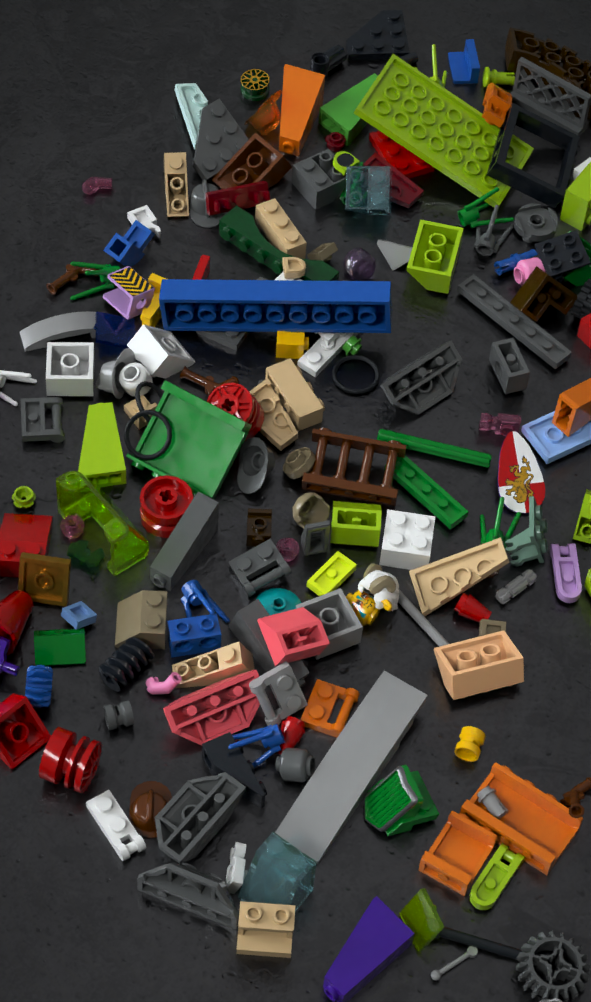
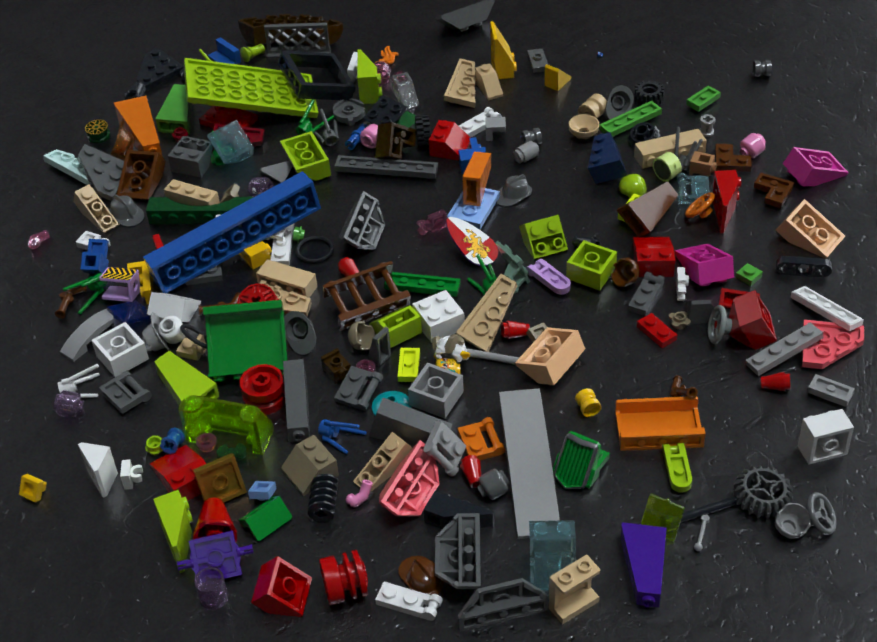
camera: 30 degrees left, 10 degrees down
(39, 685) = (276, 544): blue gear -> none
(40, 504) = (170, 443): none -> blue bush
(124, 713) = (349, 529): dark grey wheel -> none
(167, 443) = (212, 336): black tyre -> none
(193, 635) = (354, 451): blue brick -> none
(236, 870) = (515, 567): white plate -> none
(242, 196) = (140, 197): dark red plate -> none
(270, 736) = (463, 476): blue plant -> none
(293, 267) = (220, 207): tan tile -> none
(293, 635) = (427, 403): coral slope -> none
(298, 462) = (327, 314): dark tan plate -> none
(342, 160) = (200, 135): tile -> none
(367, 422) = (347, 267): none -> red cone
(437, 448) = (412, 256): green axle -> none
(458, 853) = (642, 467): orange panel -> none
(492, 802) = (634, 424): light grey pin -> none
(496, 104) = (267, 59): orange slope -> none
(509, 365) = (408, 188): dark grey brick -> none
(515, 586) = (527, 303): light grey axle -> none

